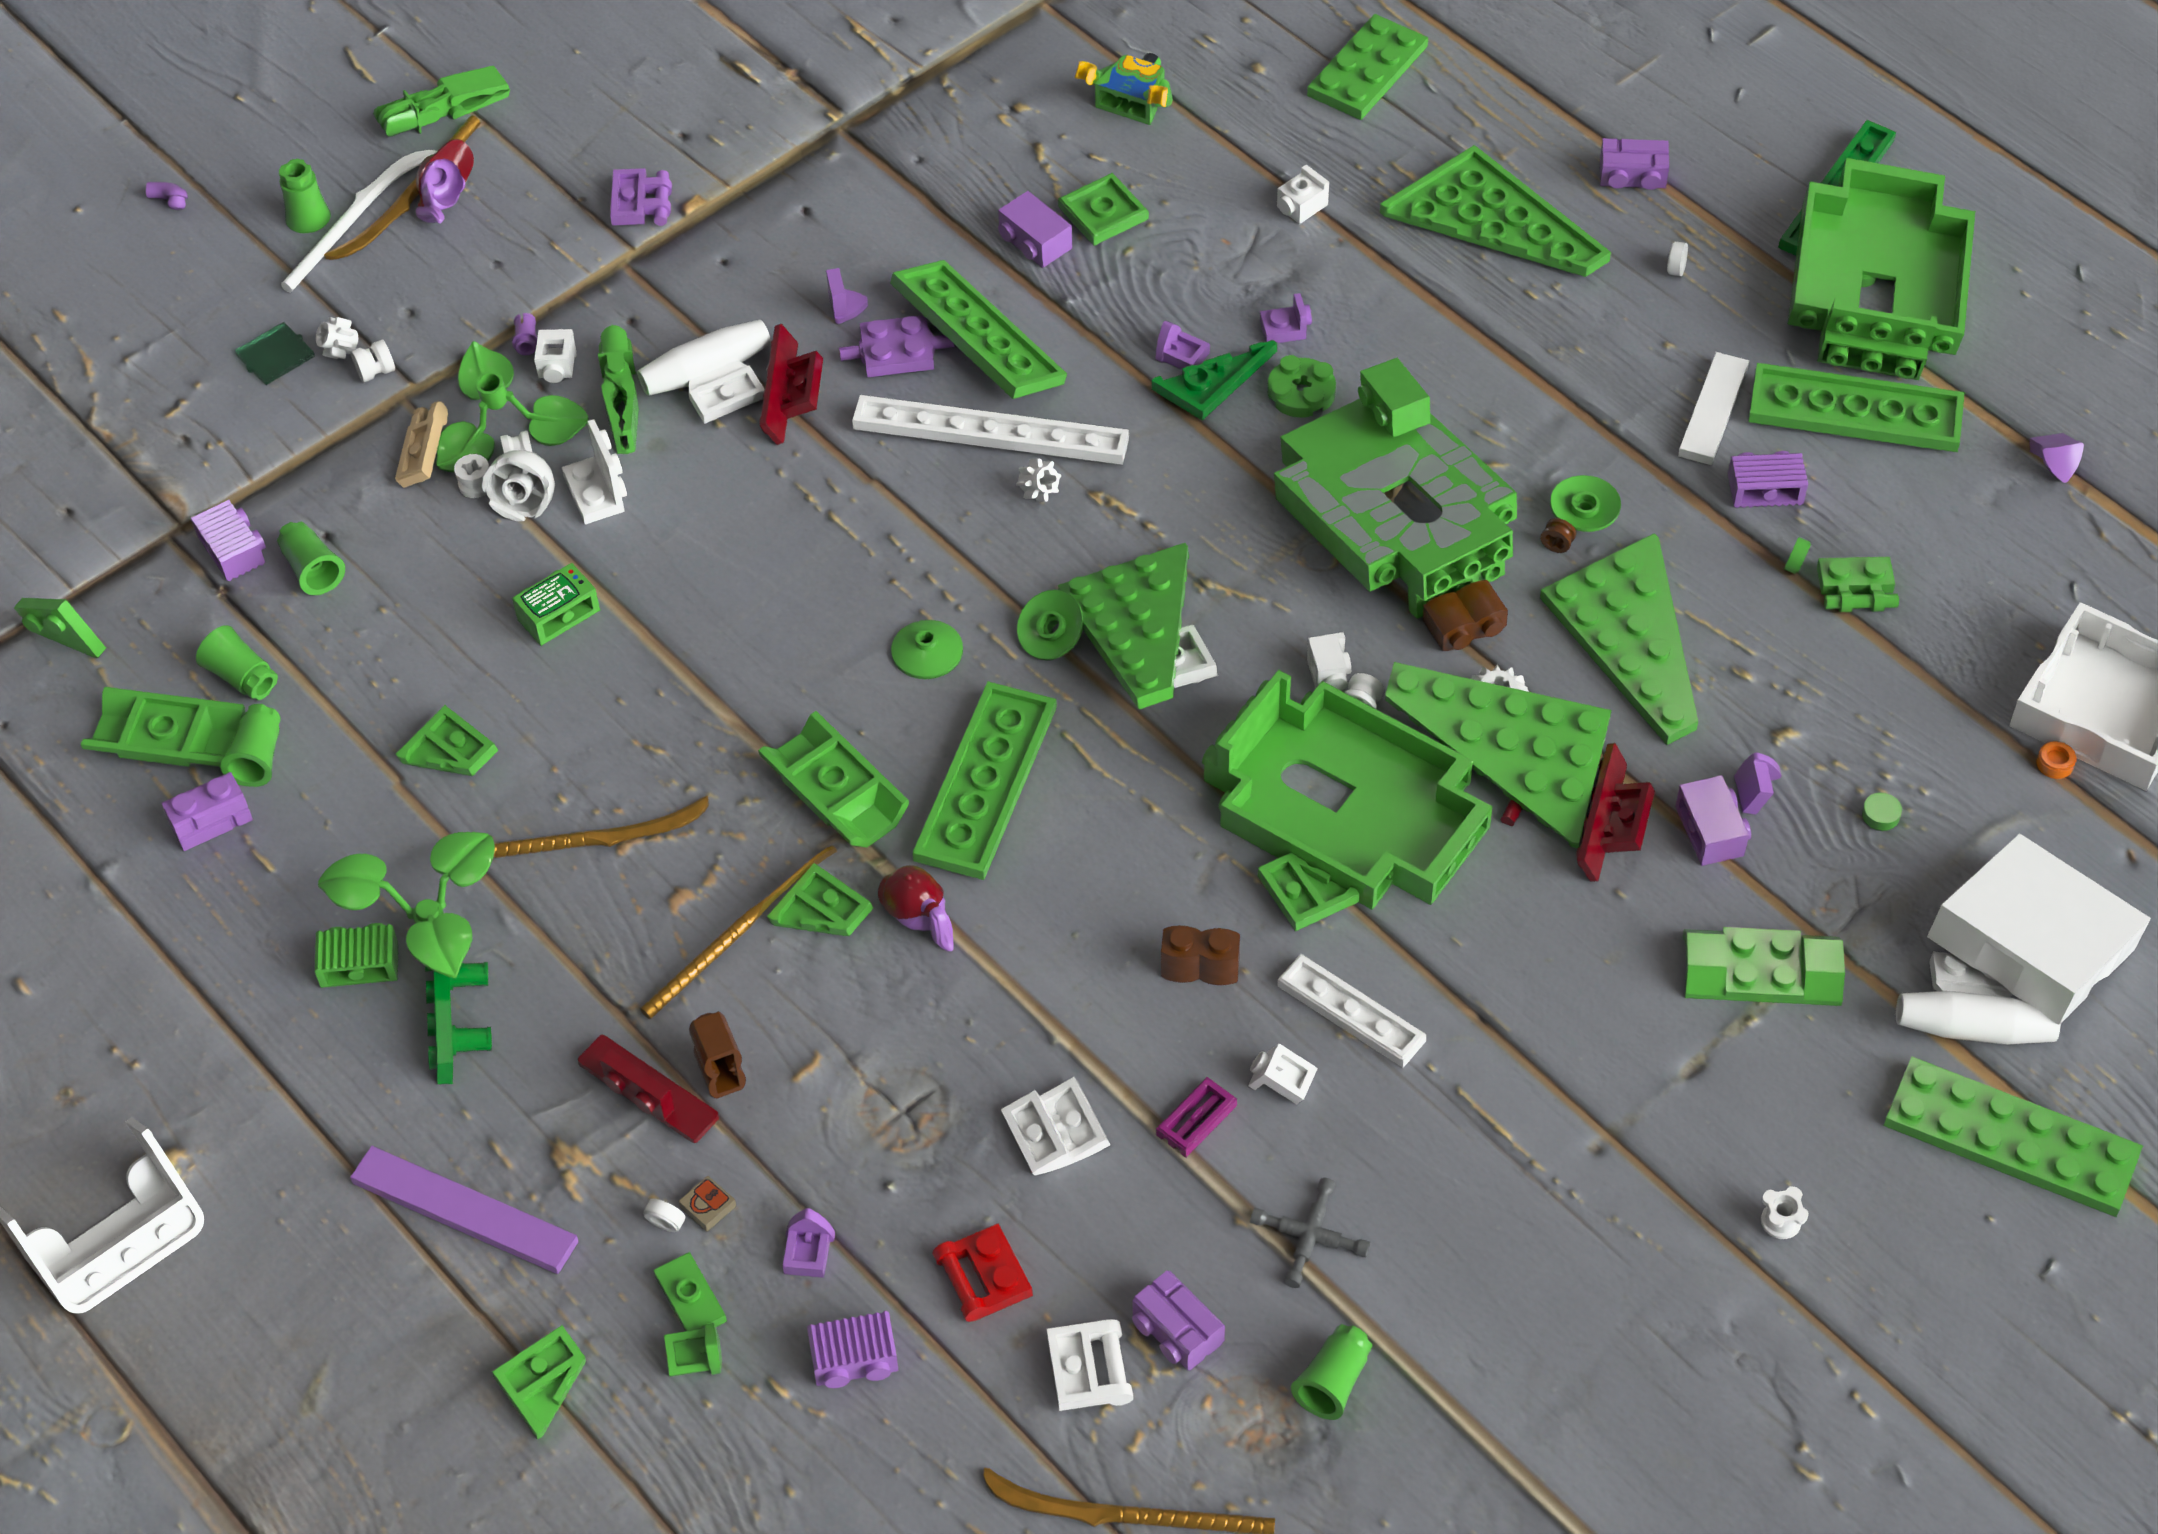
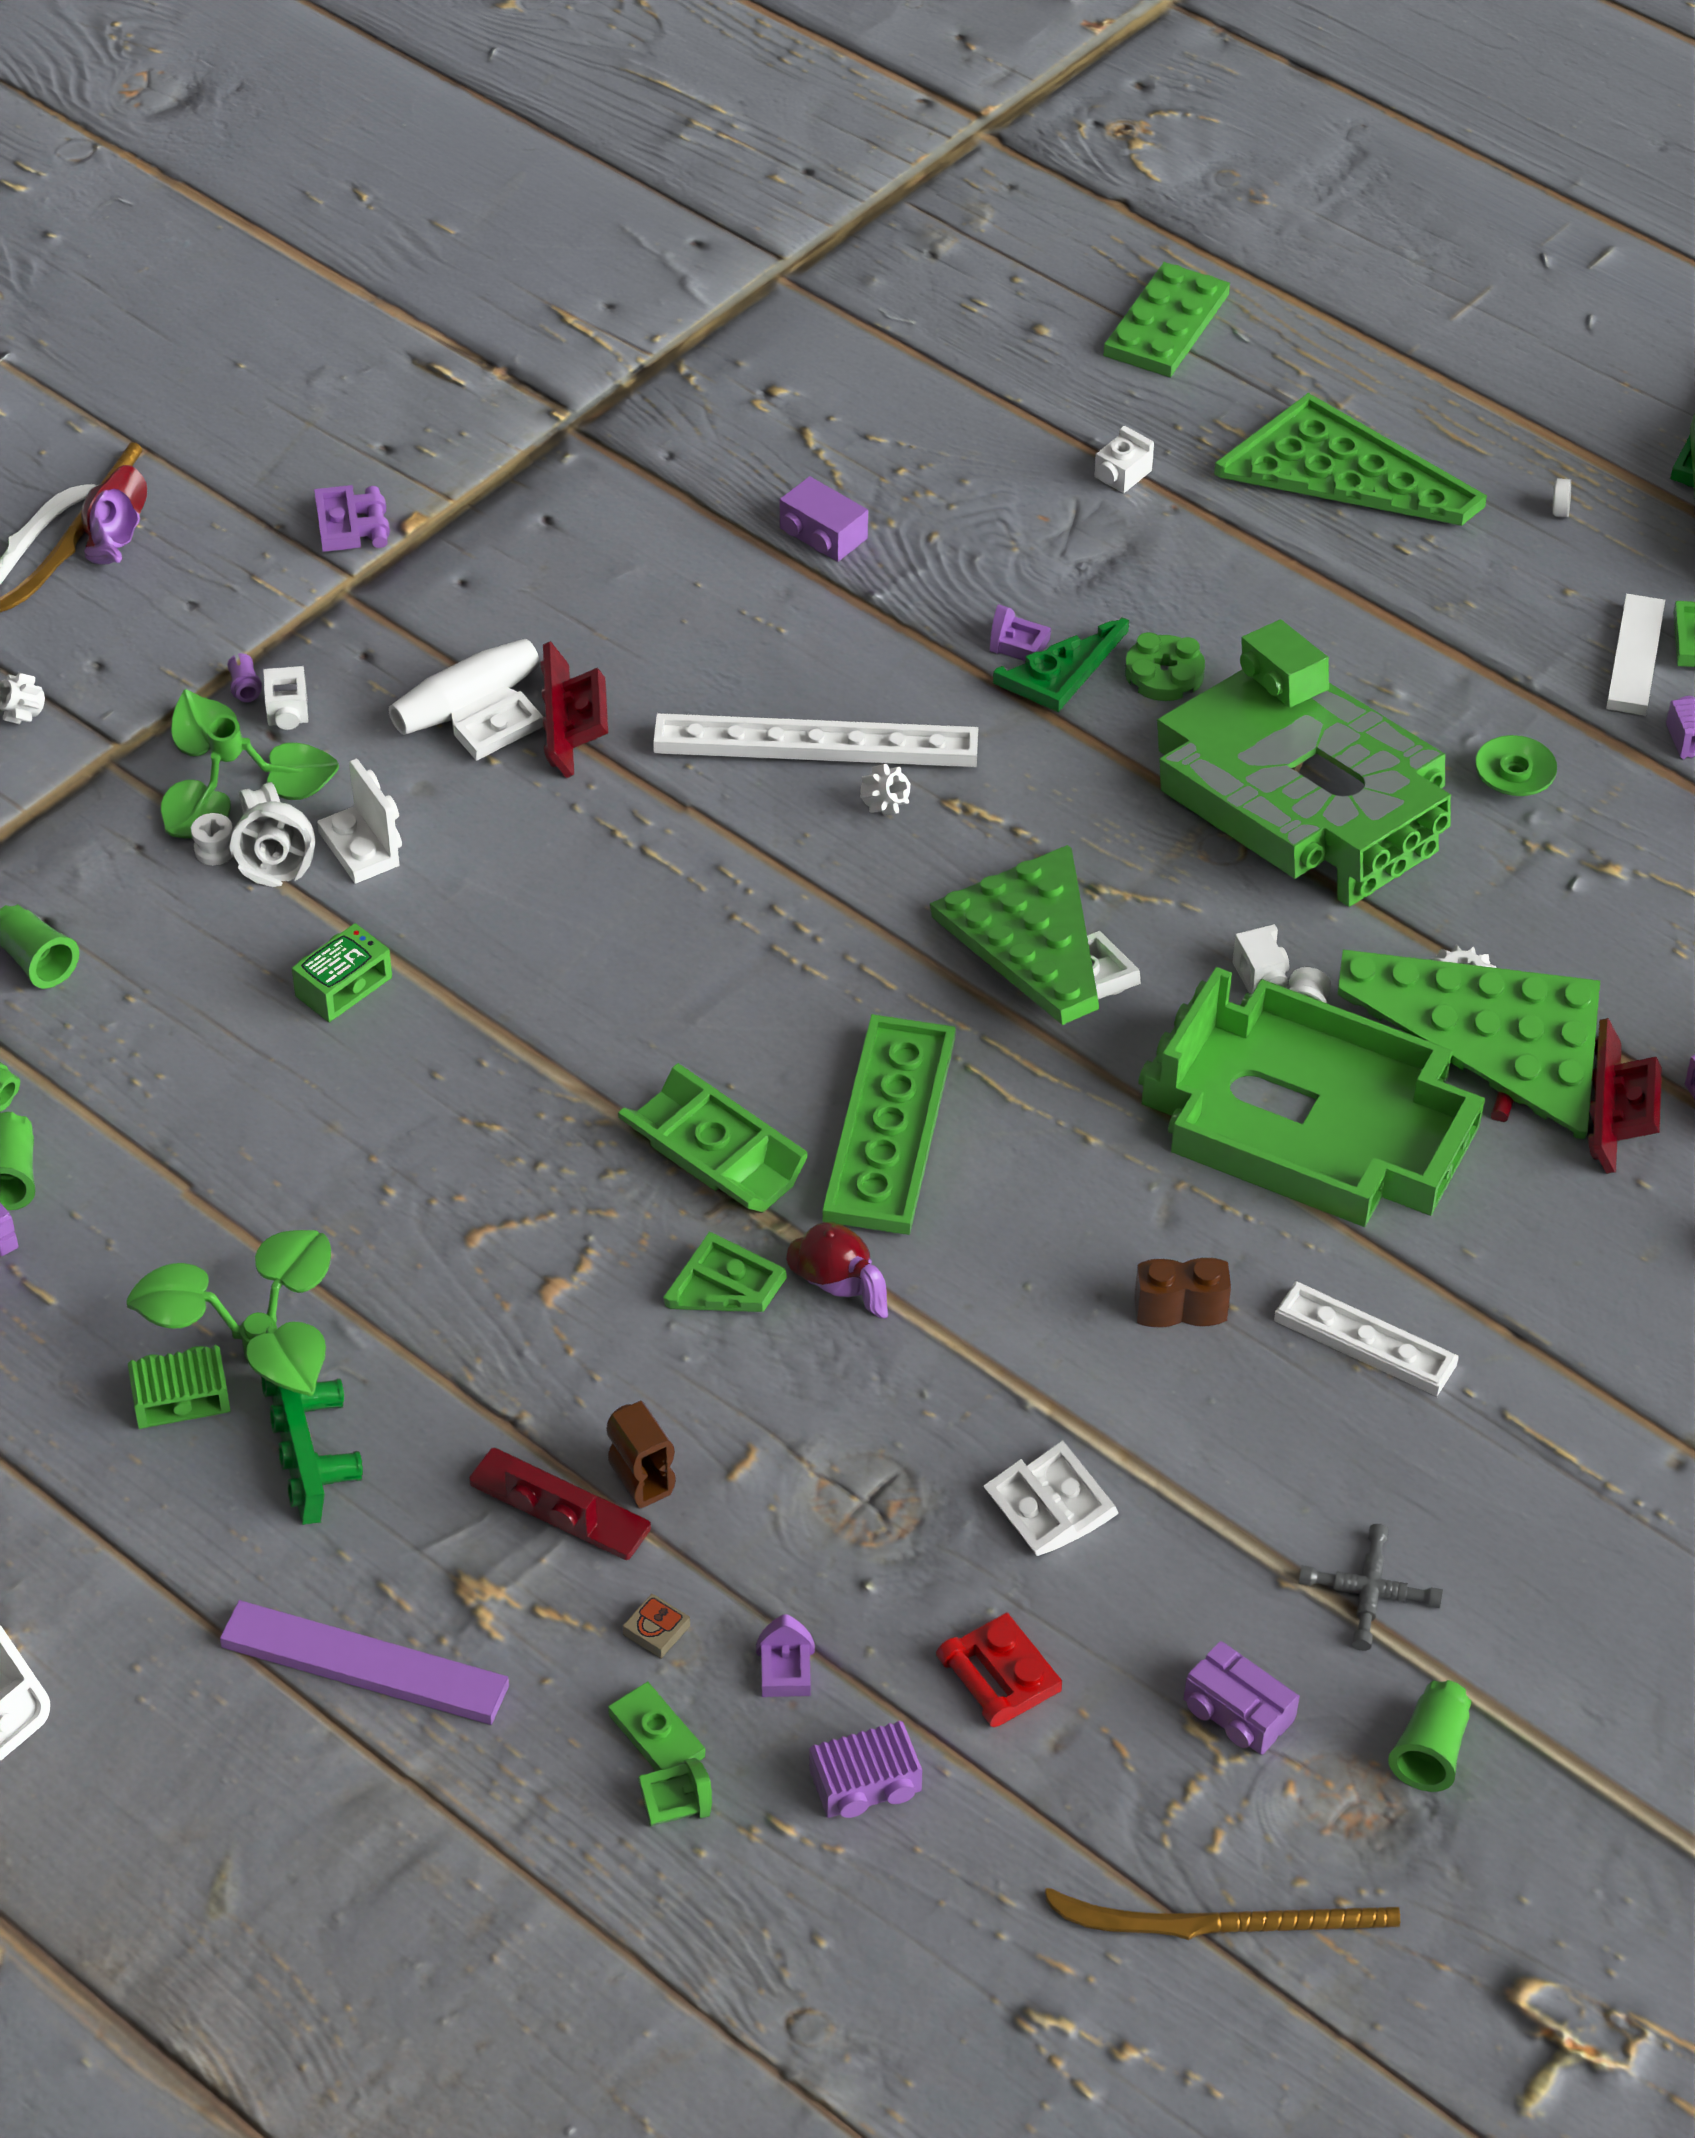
camera: 10 degrees left, 5 degrees down
(365, 364) = (66, 720): white wheel -> none
(421, 444) = (144, 809): tan hinge -> none
(448, 745) = (242, 1141): bright green wing -> none
(454, 96) = (106, 422): bright green arm -> none
(541, 1378) = (497, 1842): bright green wing -> none
(604, 837) = (451, 1227): pearl gold piece -> none
(617, 370) = (369, 724): bright green arm -> none
(664, 1215) = (609, 1642): white tile -> none
(723, 942) = (615, 1333): pearl gold piece -> none
(844, 302) = (613, 615): medium lavender tile -> none
(896, 346) = (686, 658): medium lavender plate -> none
(927, 659) = (789, 987): bright green dish -> none
(978, 329) = (780, 631): bright green plate -> none
(1041, 616) = (920, 935): bright green dish -> none
(1075, 1367) = (1131, 1762): white plate -> none
(1103, 209) = (897, 492): bright green plate -> none
(1129, 86) = (901, 358): torso -> none
(1176, 1139) = (1195, 1498): magenta tile -> none
(1283, 1073) = (1303, 1412): white bracket -> none
(1286, 323) = (1134, 599): medium lavender bracket -> none
(1304, 891) = (1284, 1212): bright green wing -> none
(1465, 615) = (1405, 897): reddish brown brick -> none
(1558, 535) = (1492, 802): reddish brown bush -> none
(1630, 629) = (1592, 895): bright green wing -> none
(1634, 163) = (1491, 400): medium lavender brick -> none

